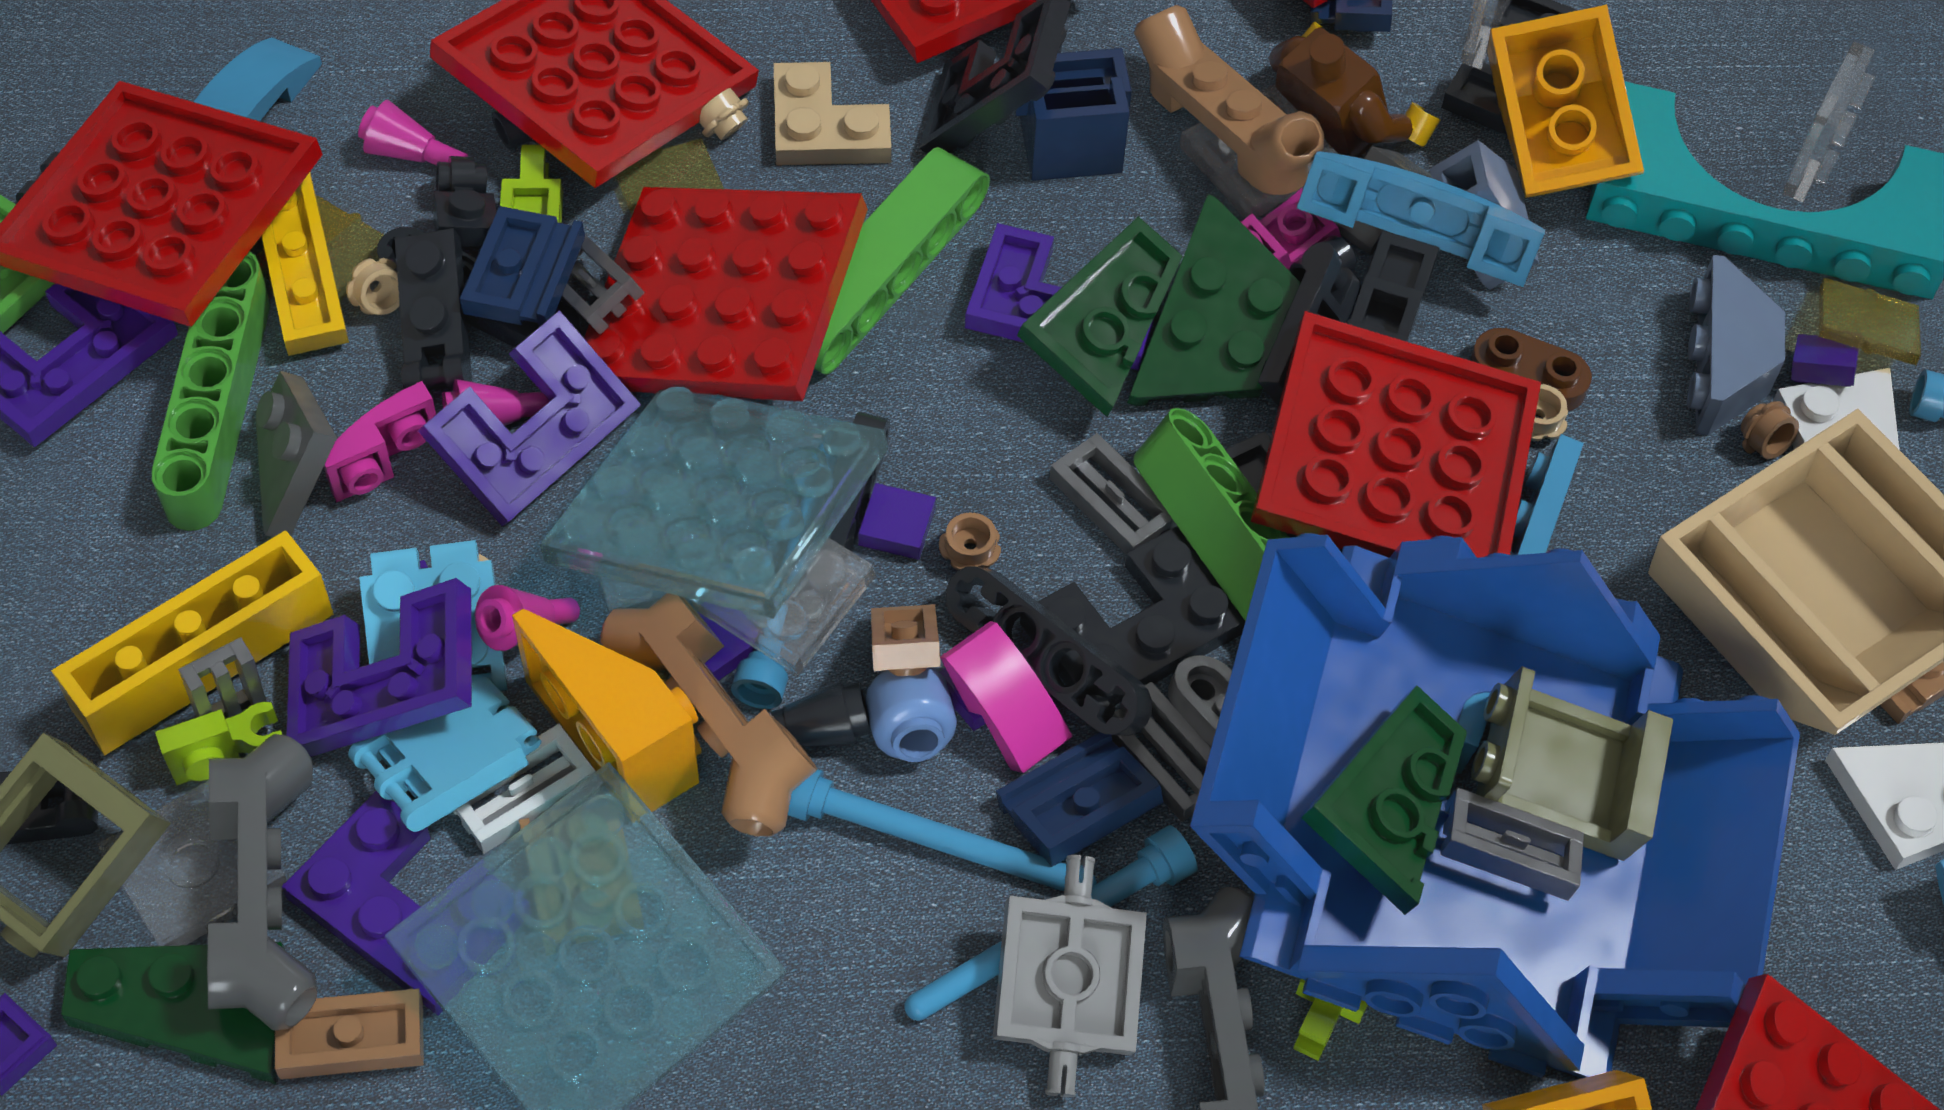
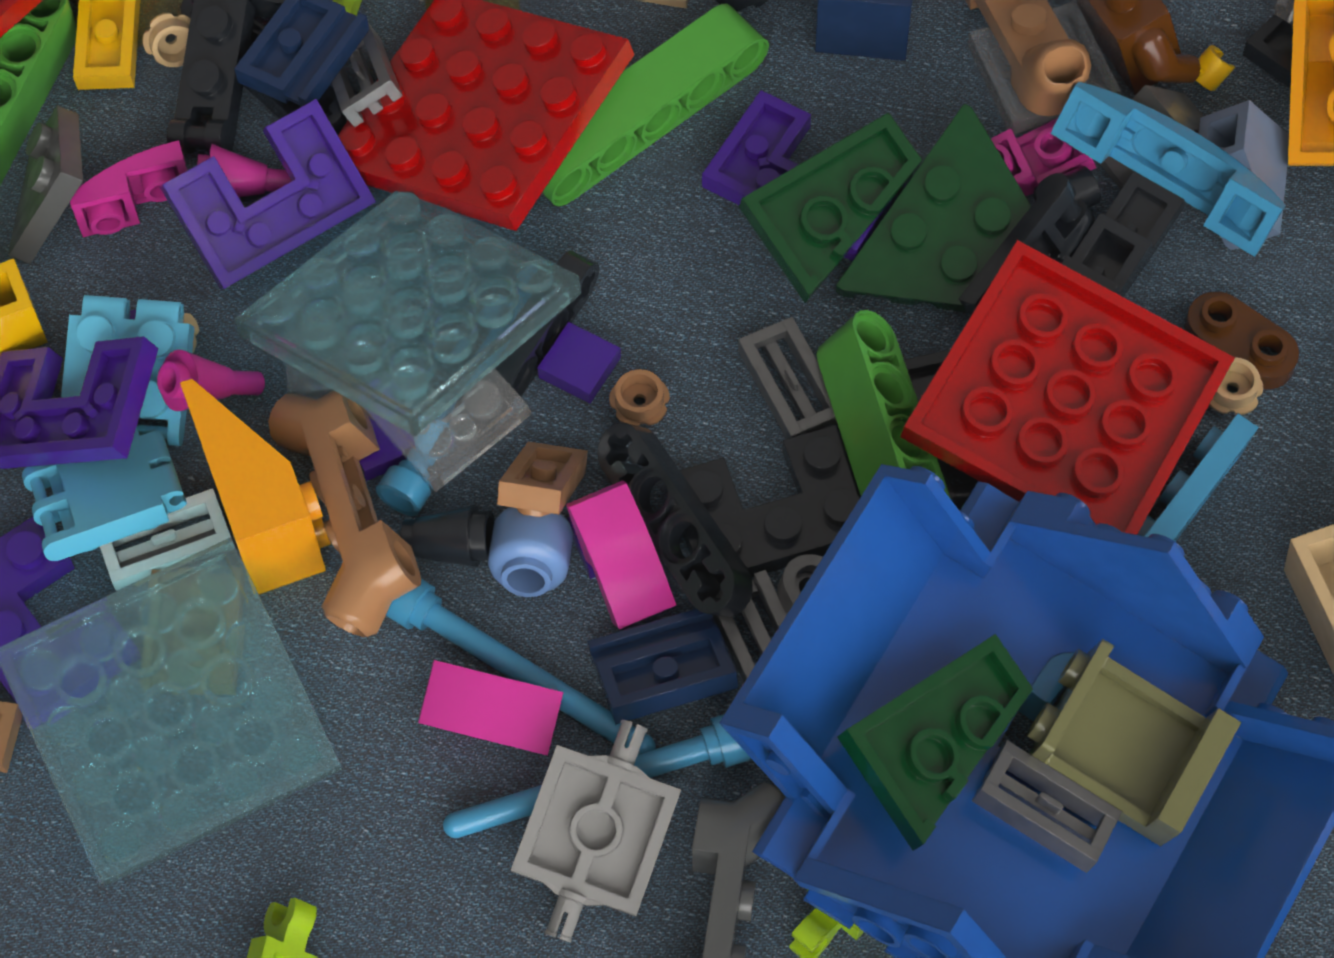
camera: 20 degrees right, 5 degrees up
(920, 878) = (490, 707): none -> dark pink slope

